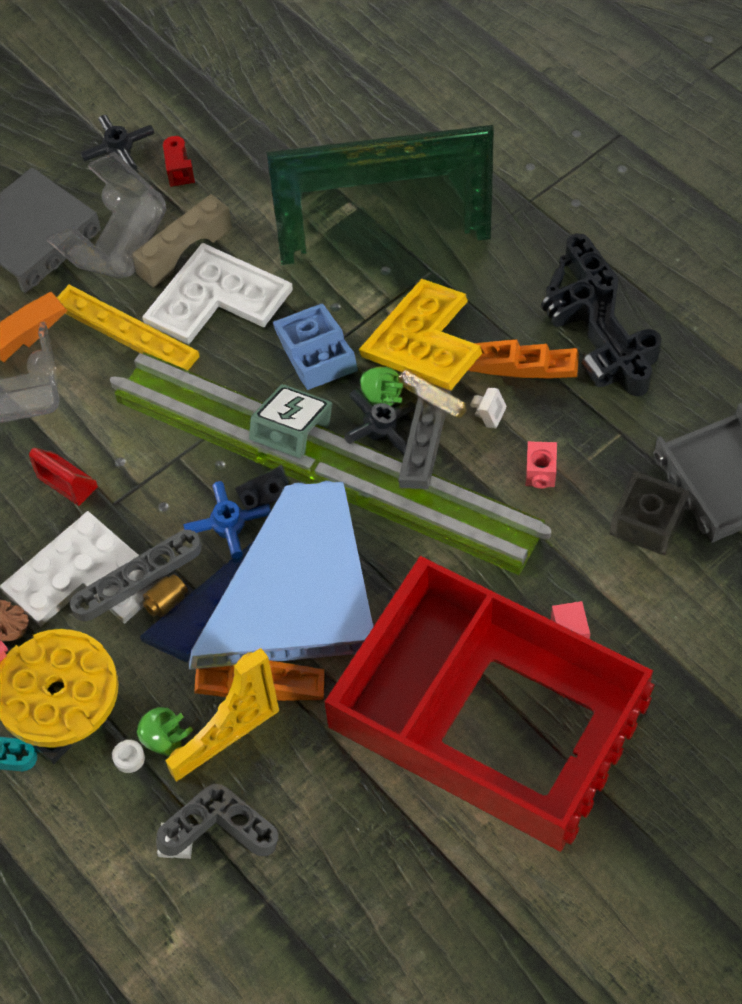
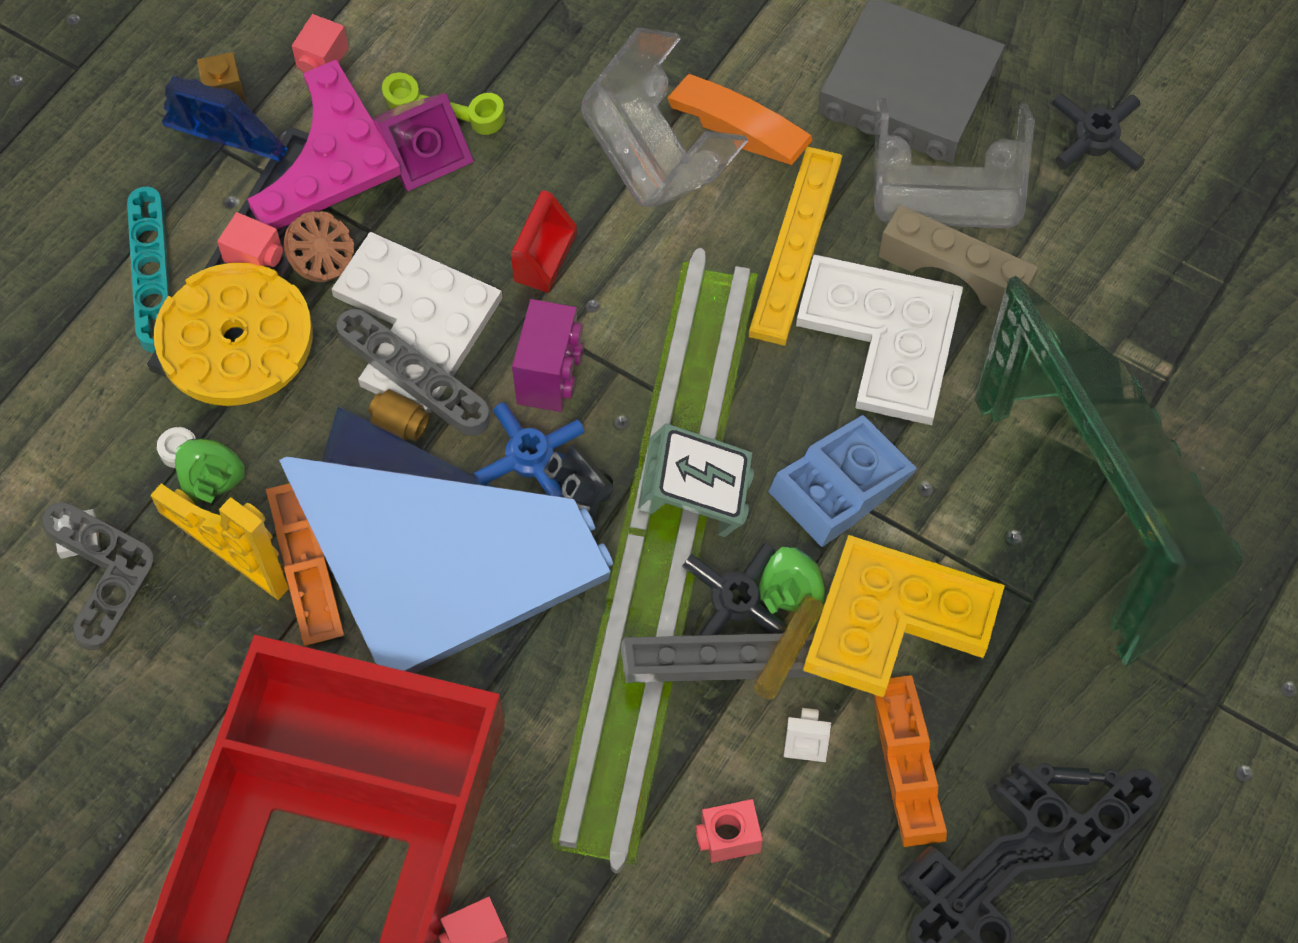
camera: 70 degrees right, 5 degrees up
(160, 485) = (547, 355): none -> magenta brick
(177, 166) = (1095, 211): red leg -> none

